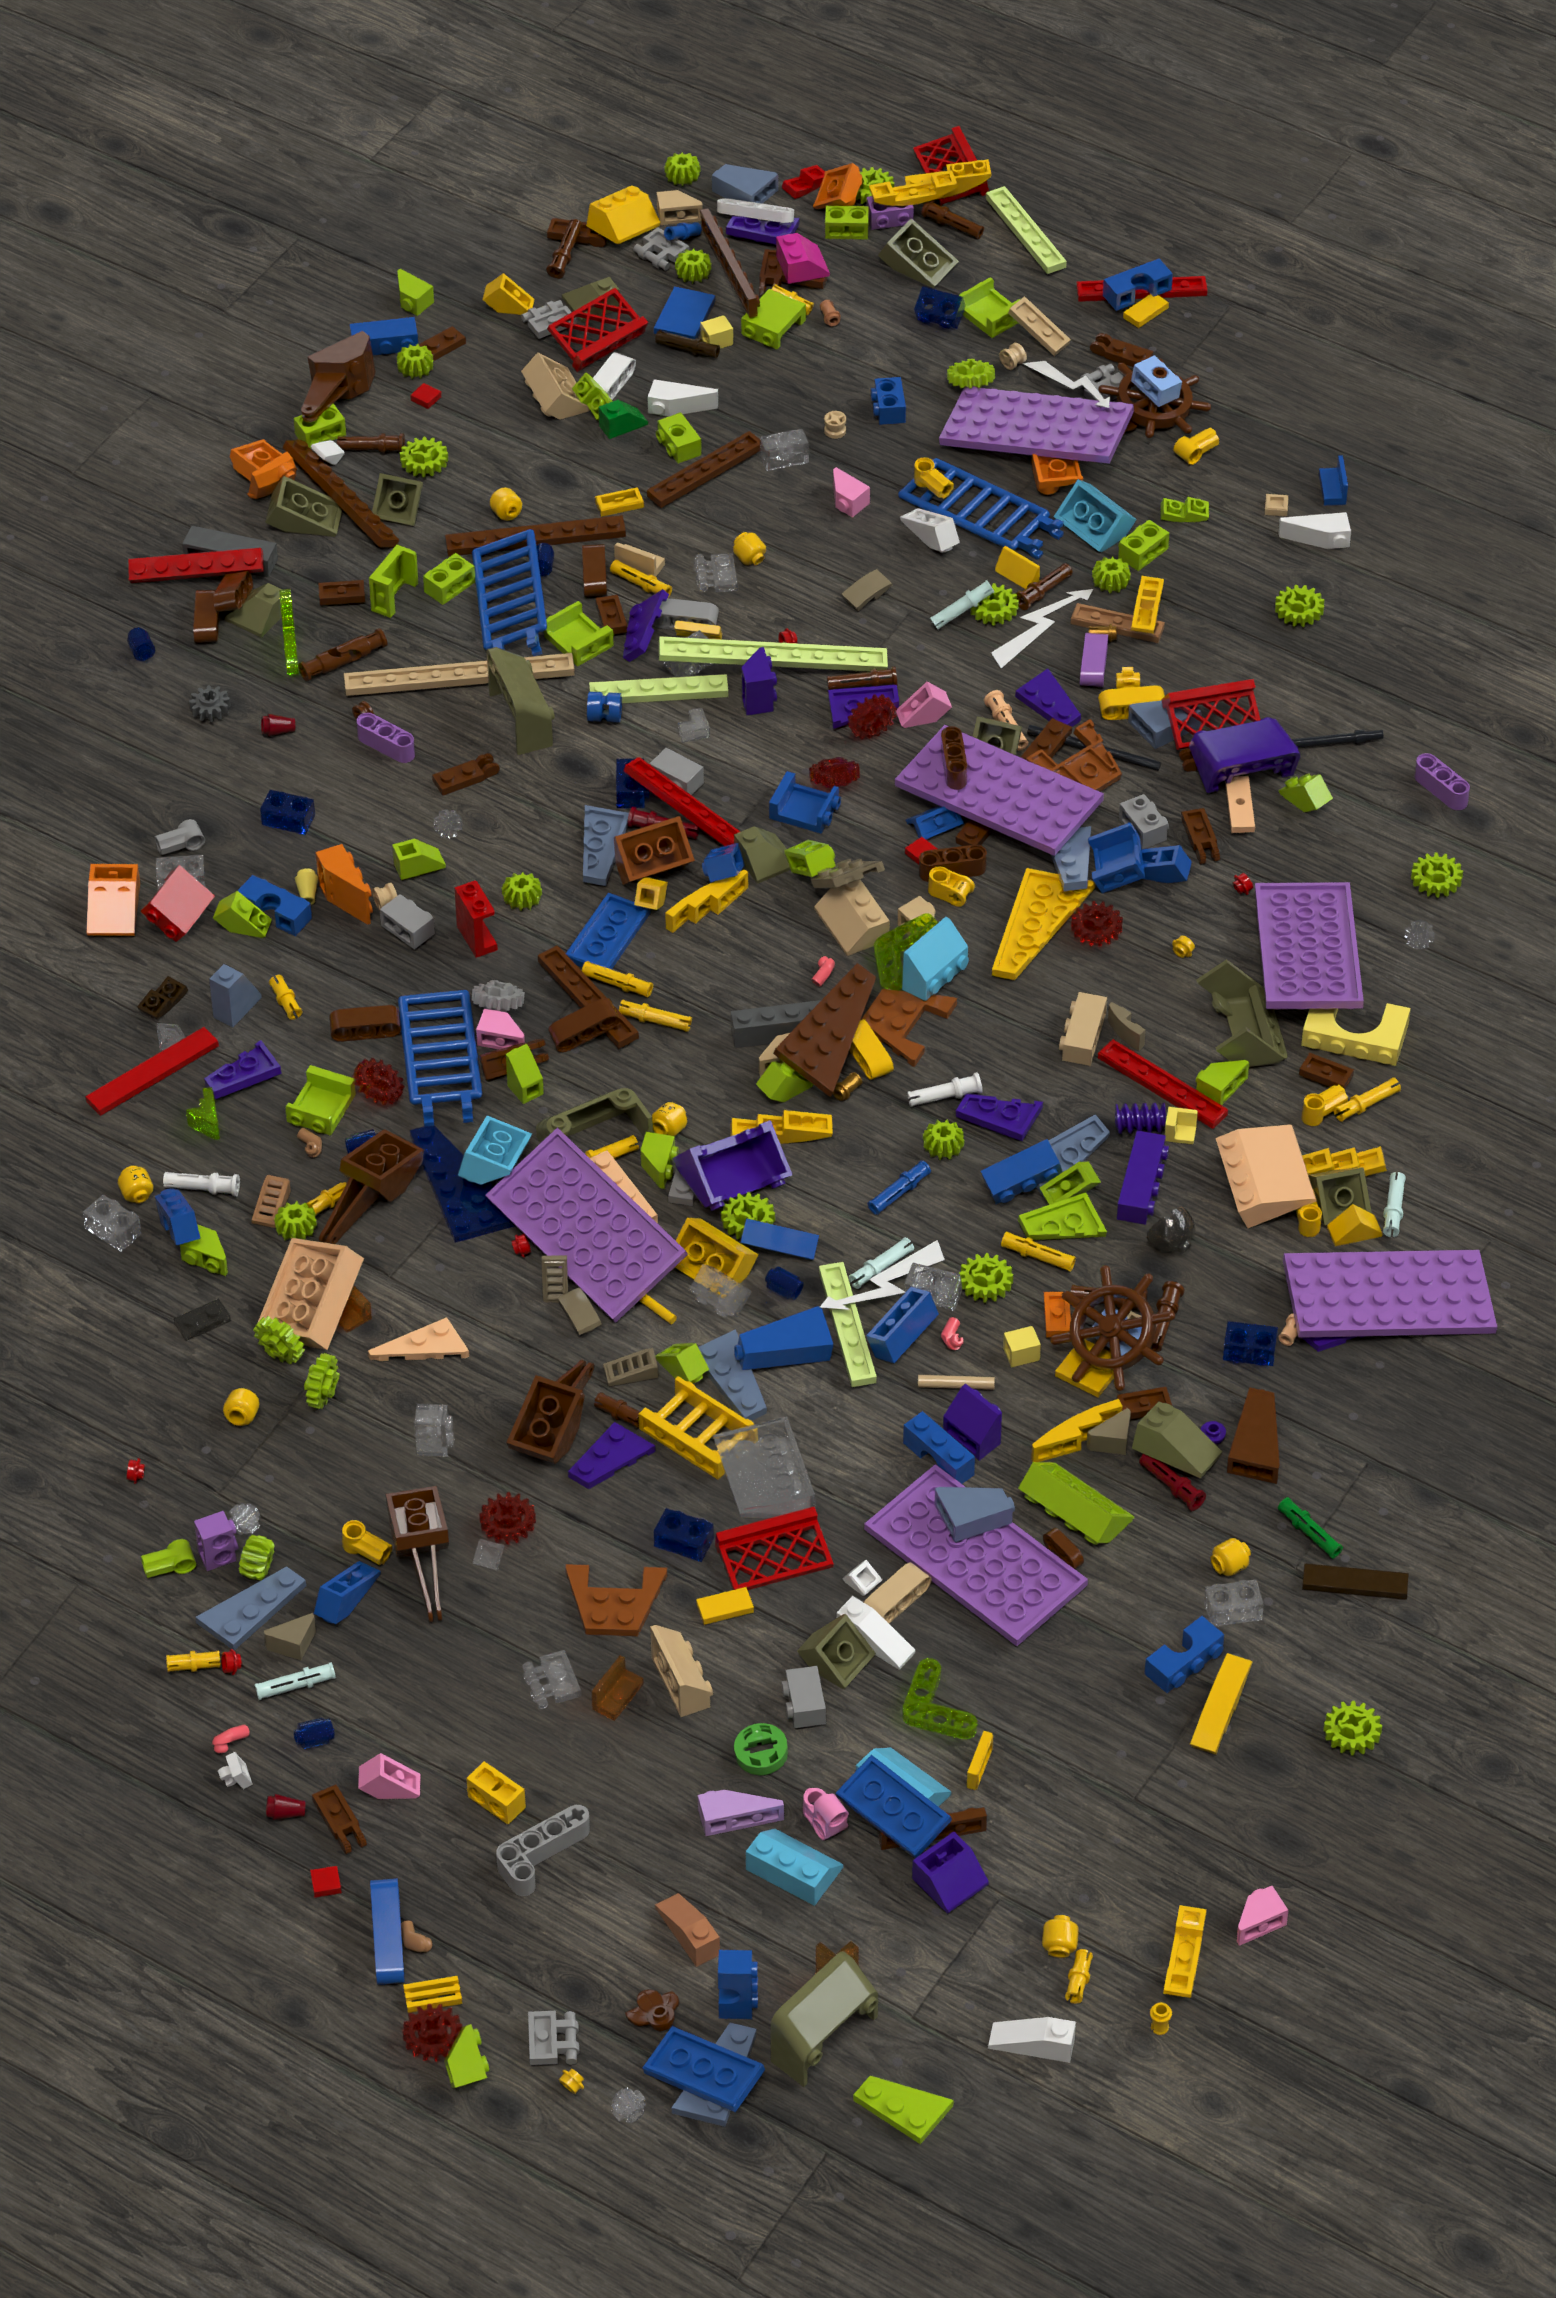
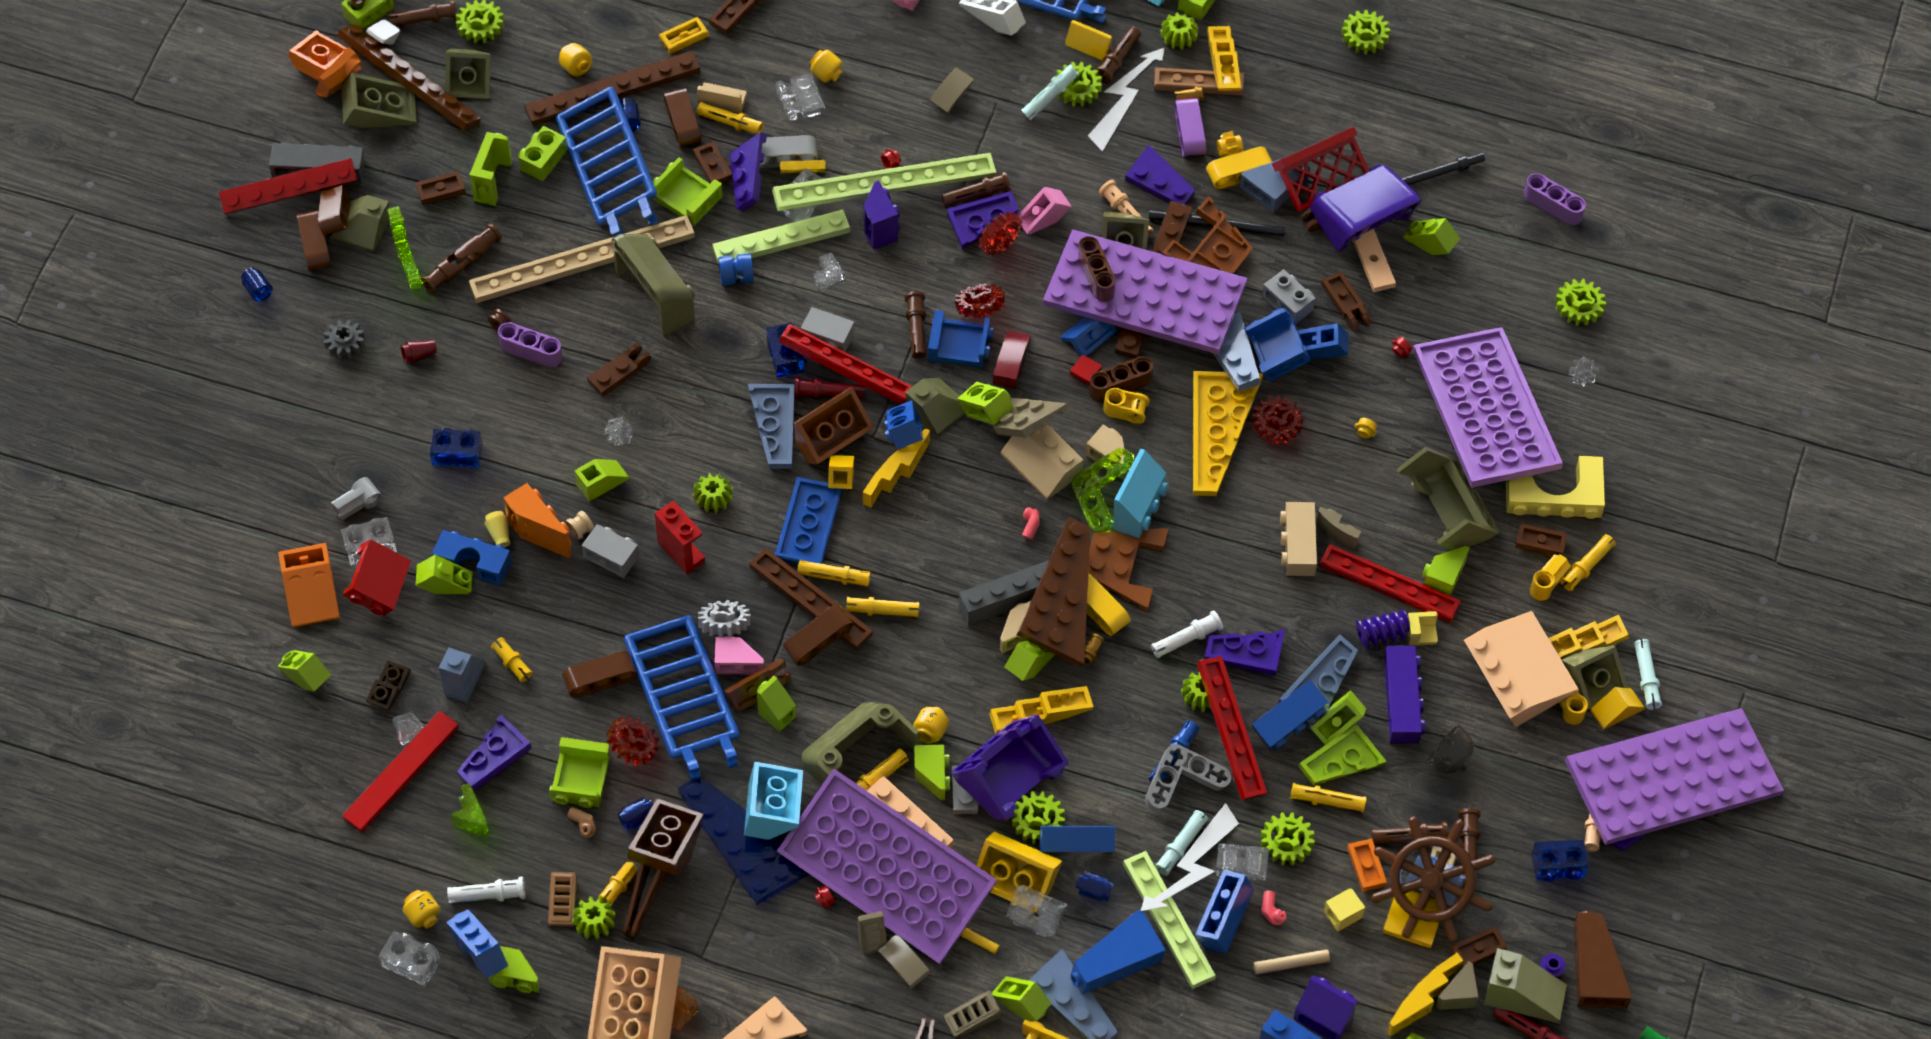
camera: 15 degrees left, 10 degrees up
(87, 969) = (304, 669): none -> lime slope
(768, 776) = (916, 316): none -> reddish brown pin
(849, 828) = (1011, 359): none -> dark red slope
(902, 1197) = (1183, 766): none -> light grey beam
(960, 1172) = (1231, 728): none -> red plate

